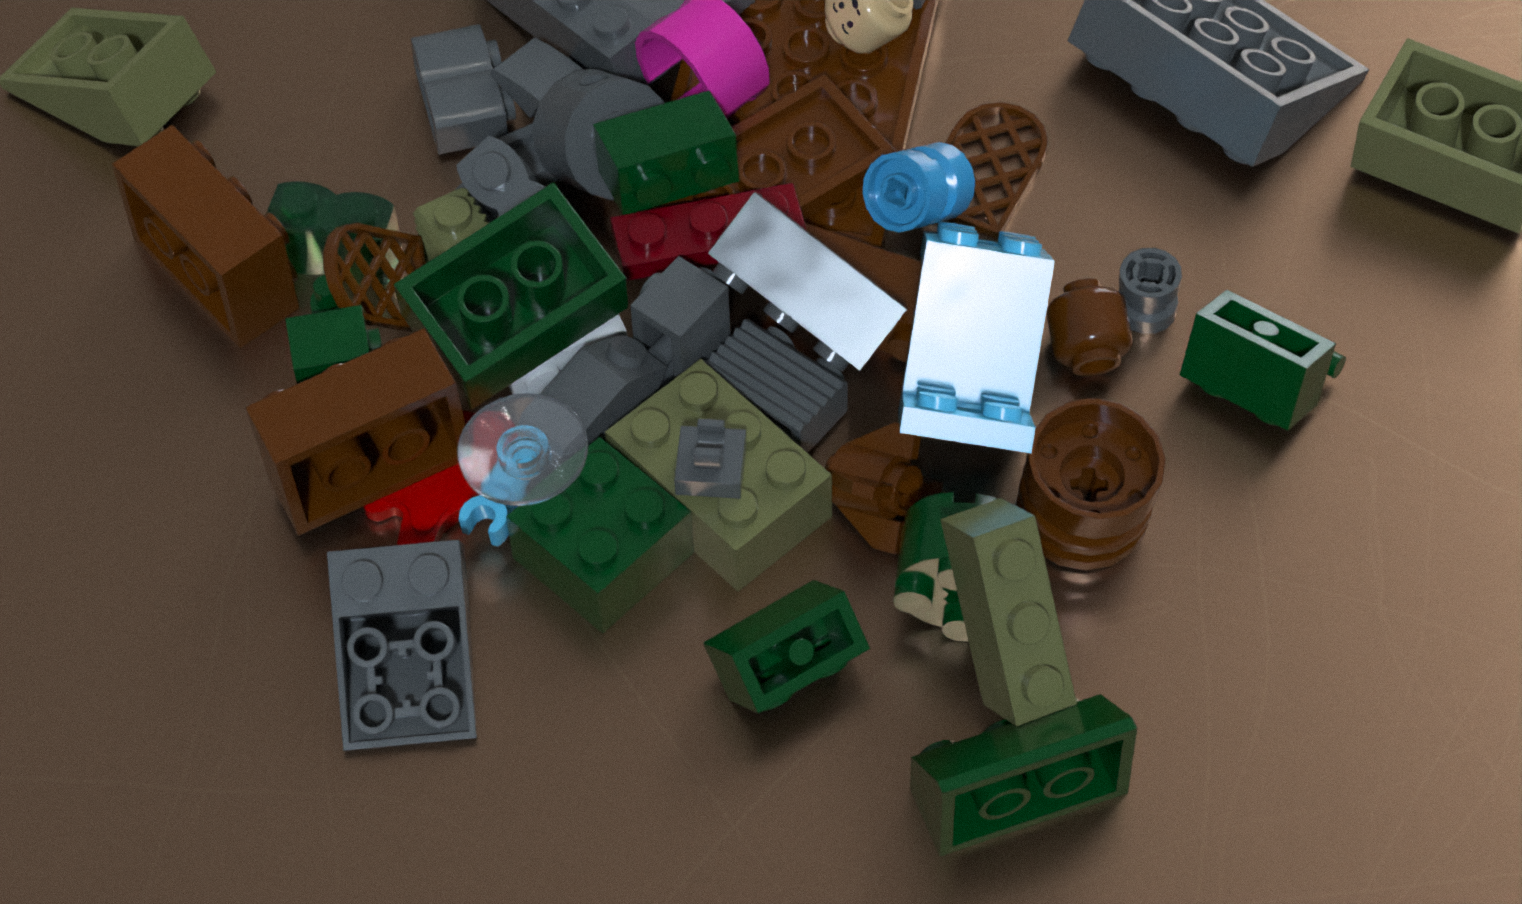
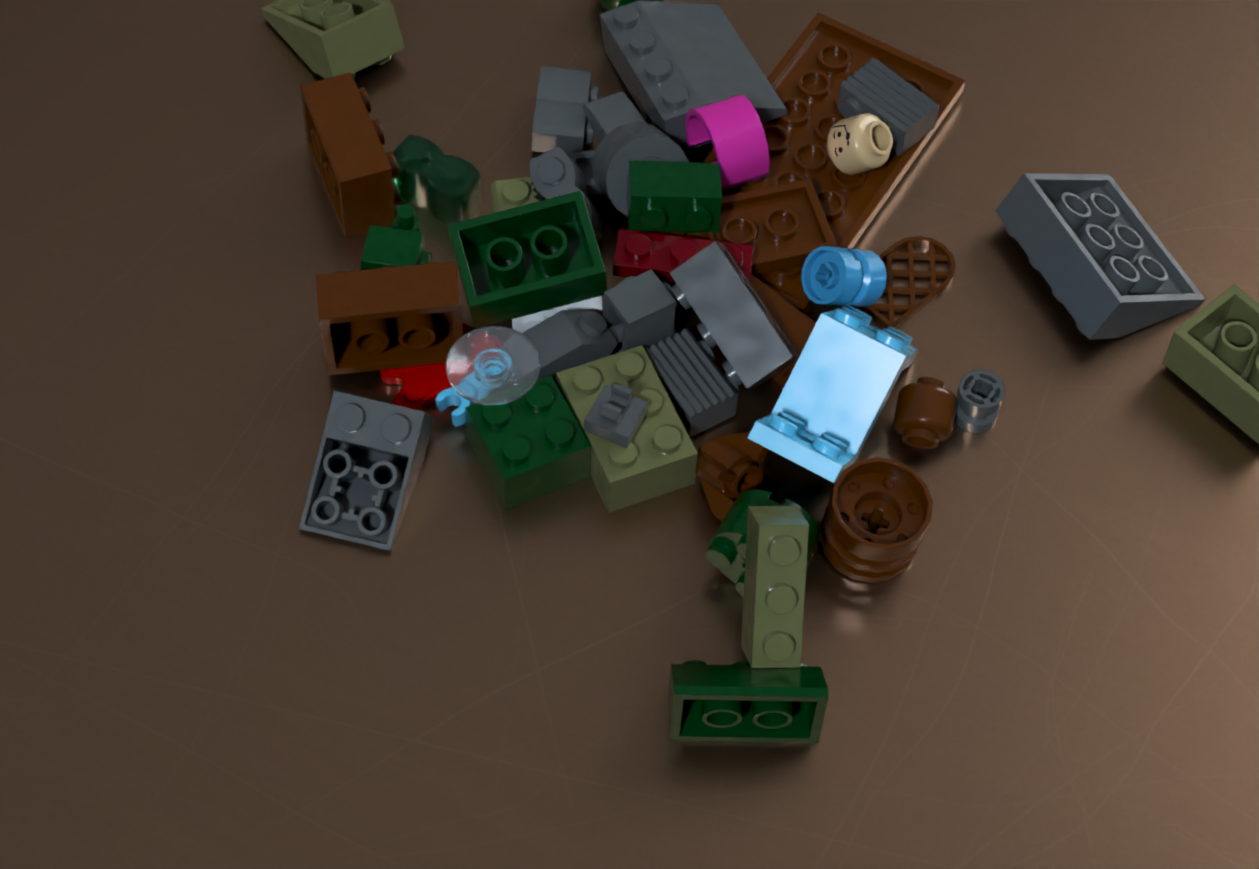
camera: 15 degrees right, 0 degrees up
(338, 270) = (448, 186): reddish brown window -> none
(786, 646) = (620, 560): dark green brick -> none
(1258, 360) = (1035, 474): dark green brick -> none

